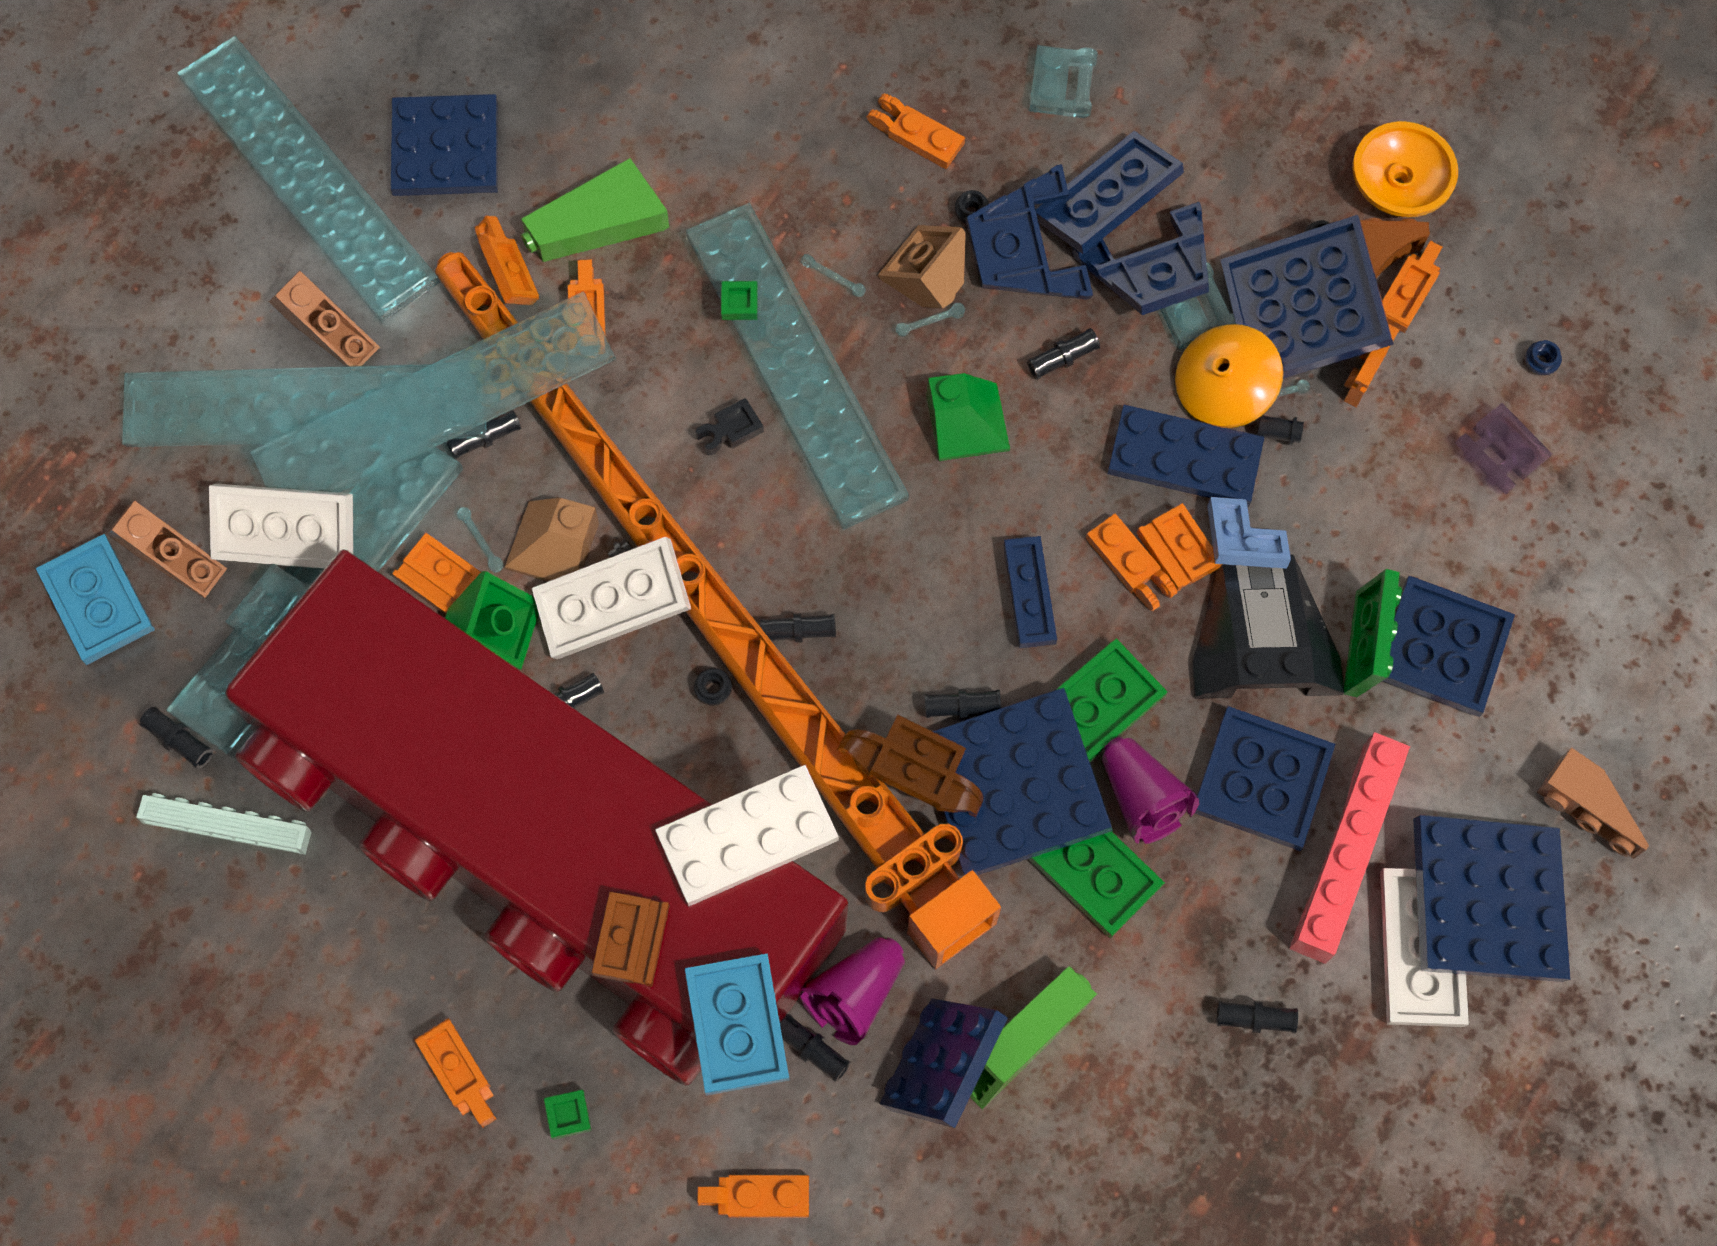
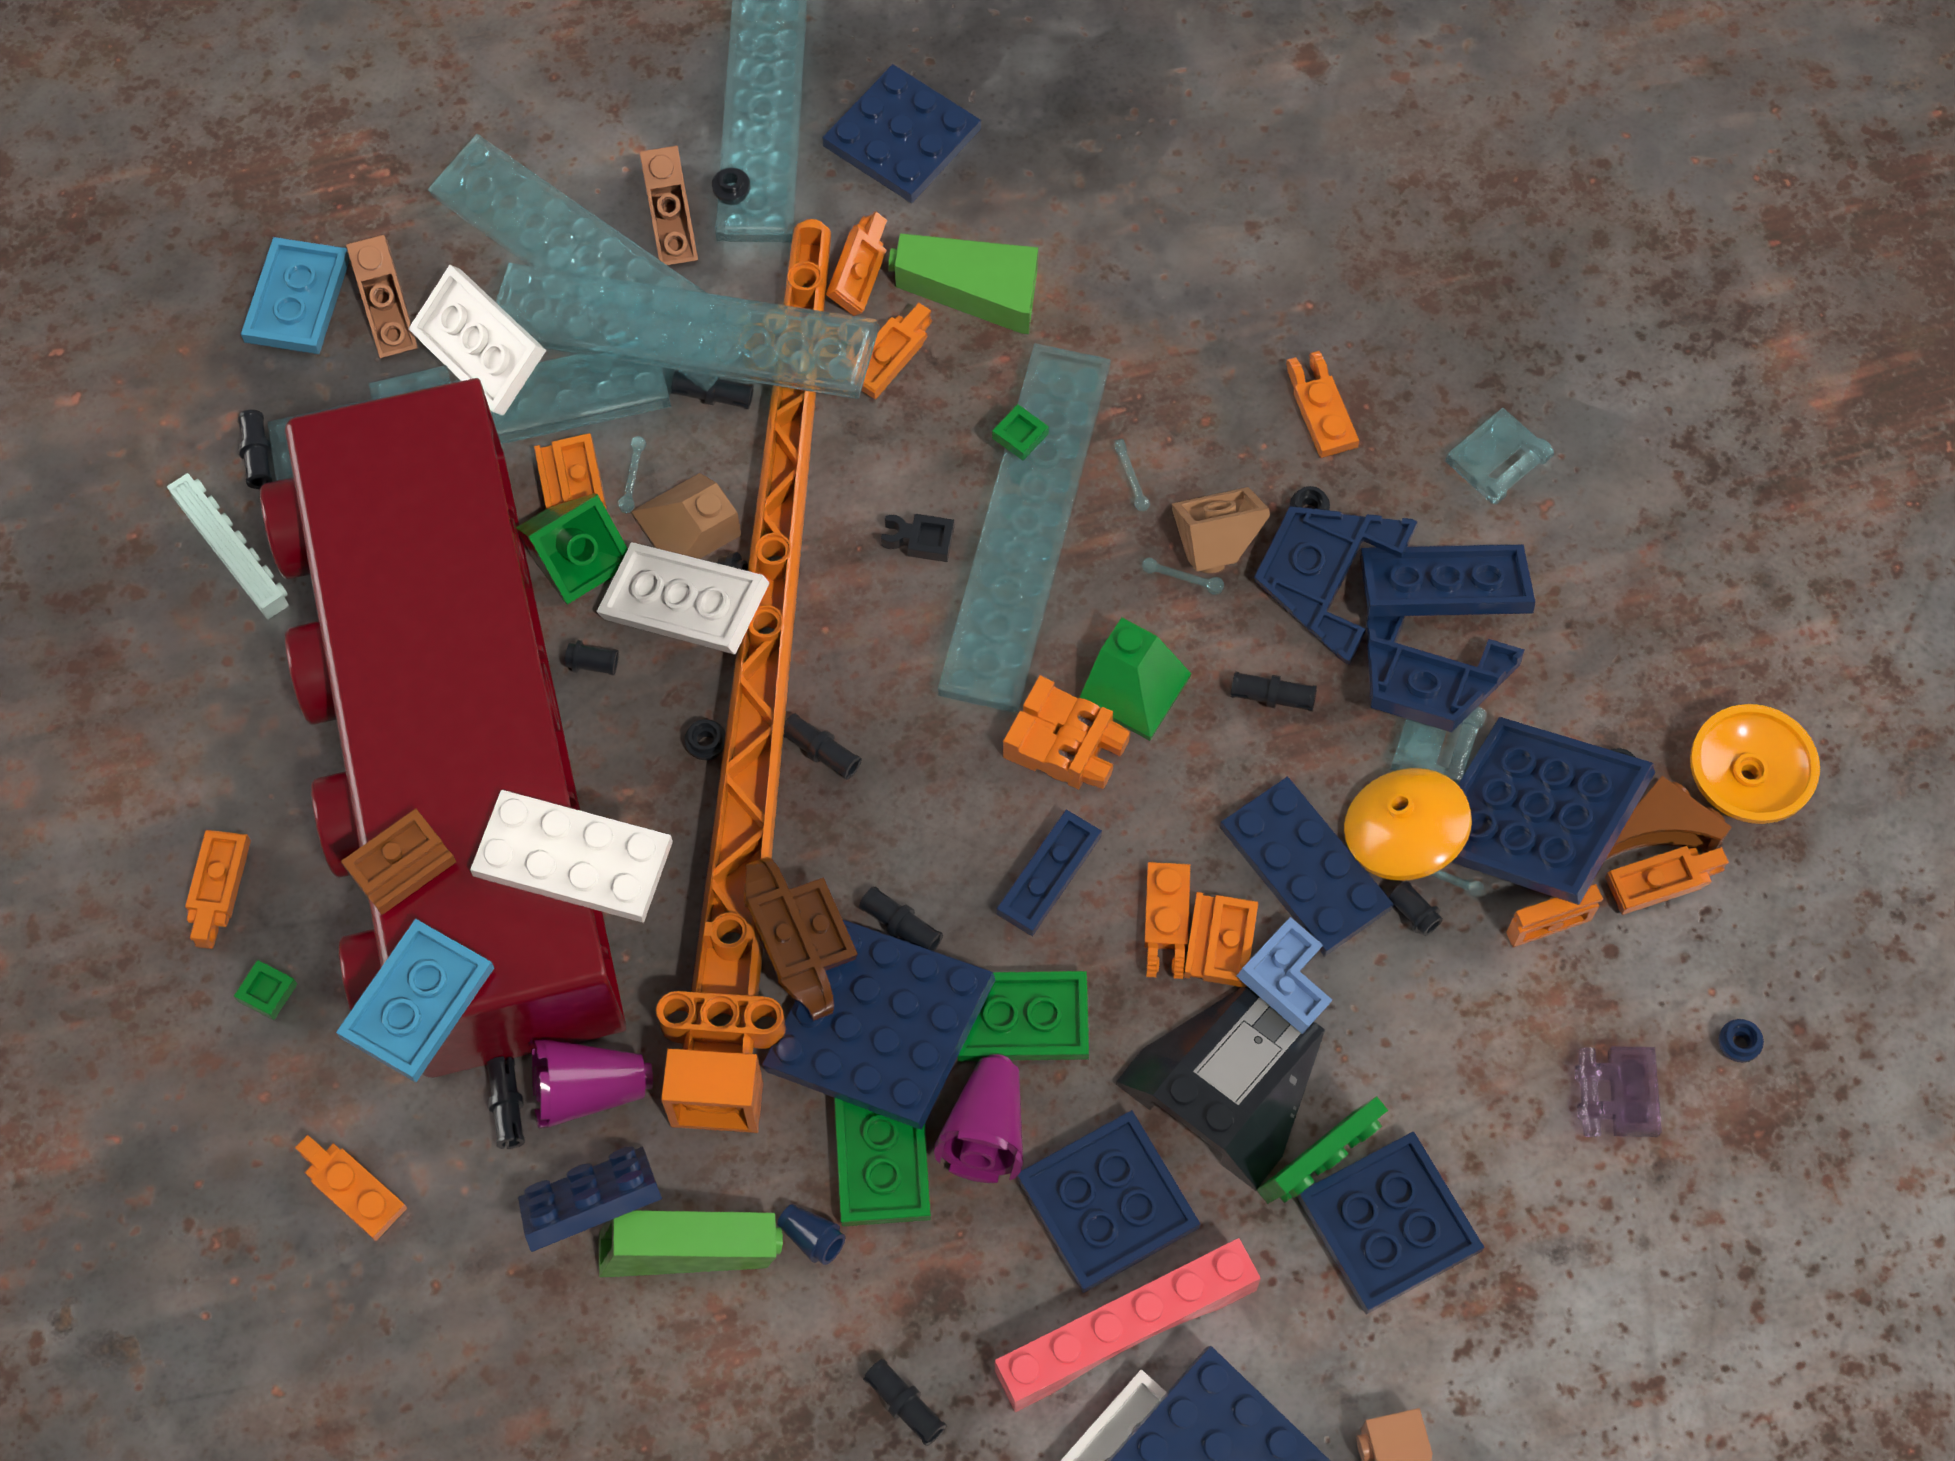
camera: 45 degrees right, 5 degrees down
(361, 281) = (734, 193): none -> black plate
(970, 494) = (1064, 736): none -> orange hips
(1099, 959) = (812, 1234): none -> dark blue cone

